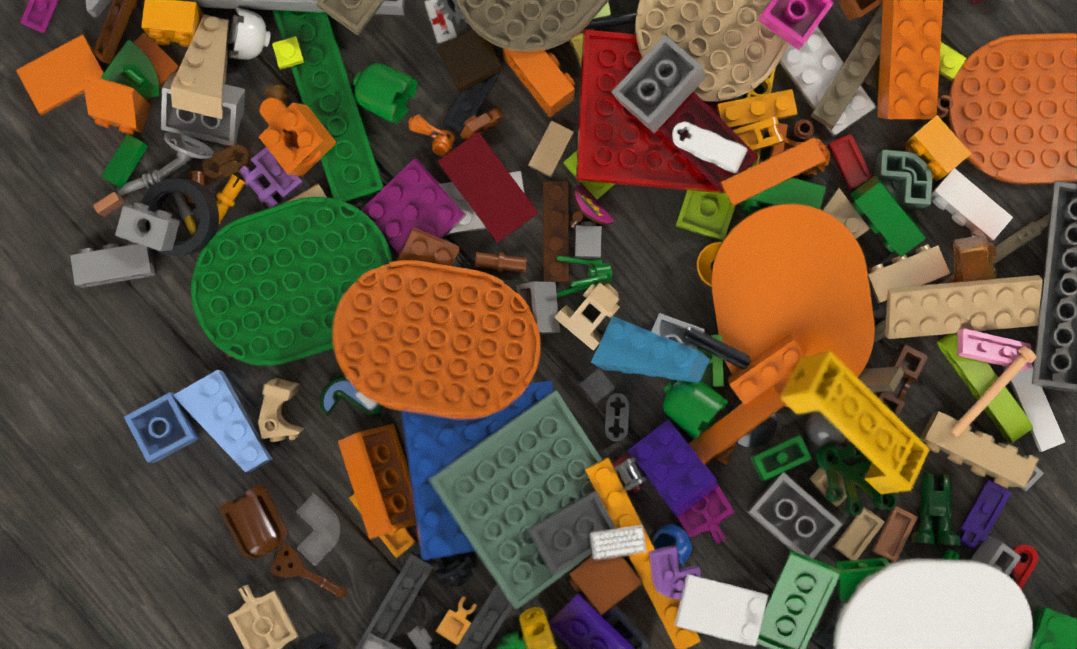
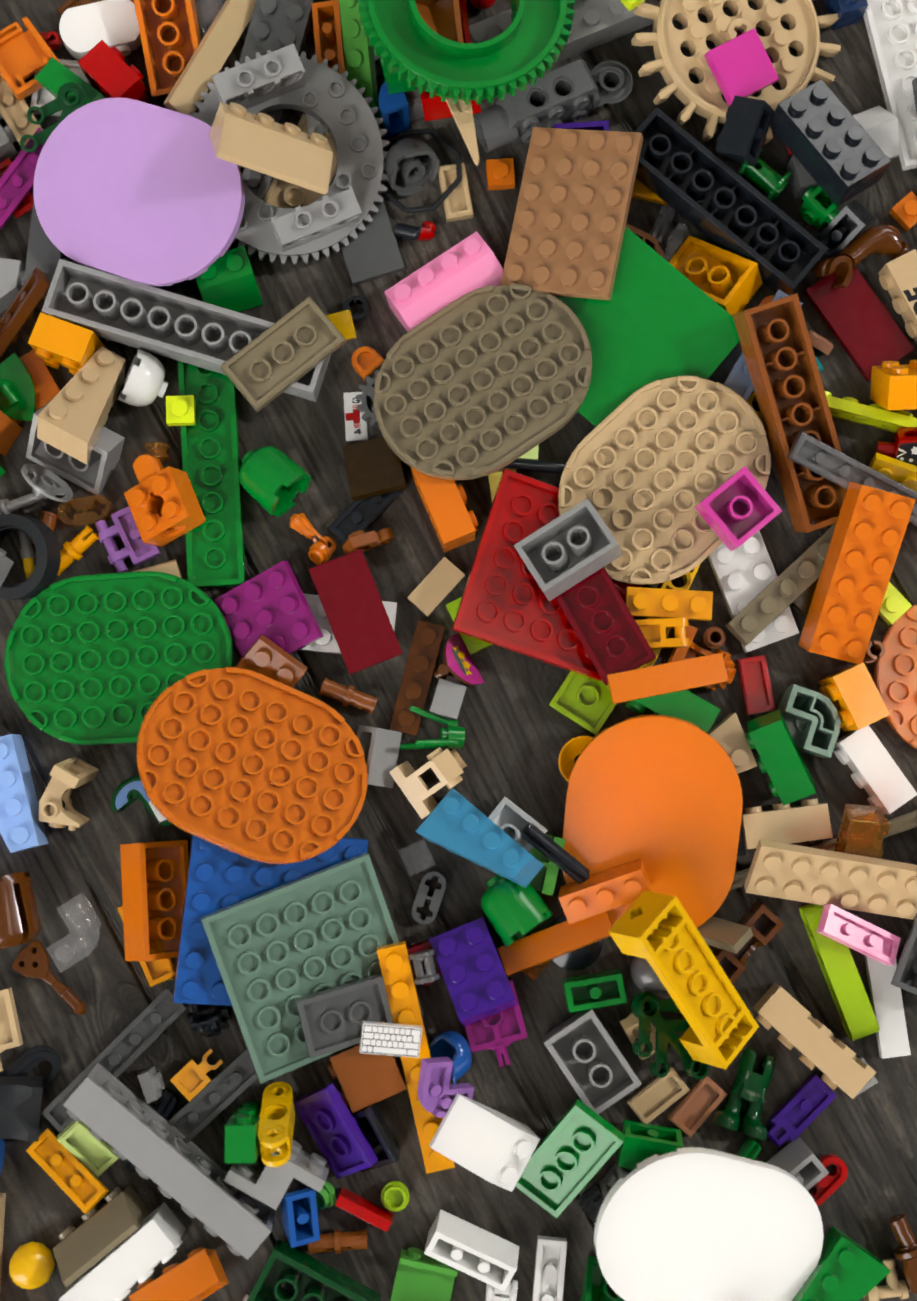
camera: 15 degrees right, 0 degrees up
(710, 147) = (606, 633): white piece -> none
(1025, 356) = (891, 952): light nougat bar -> none

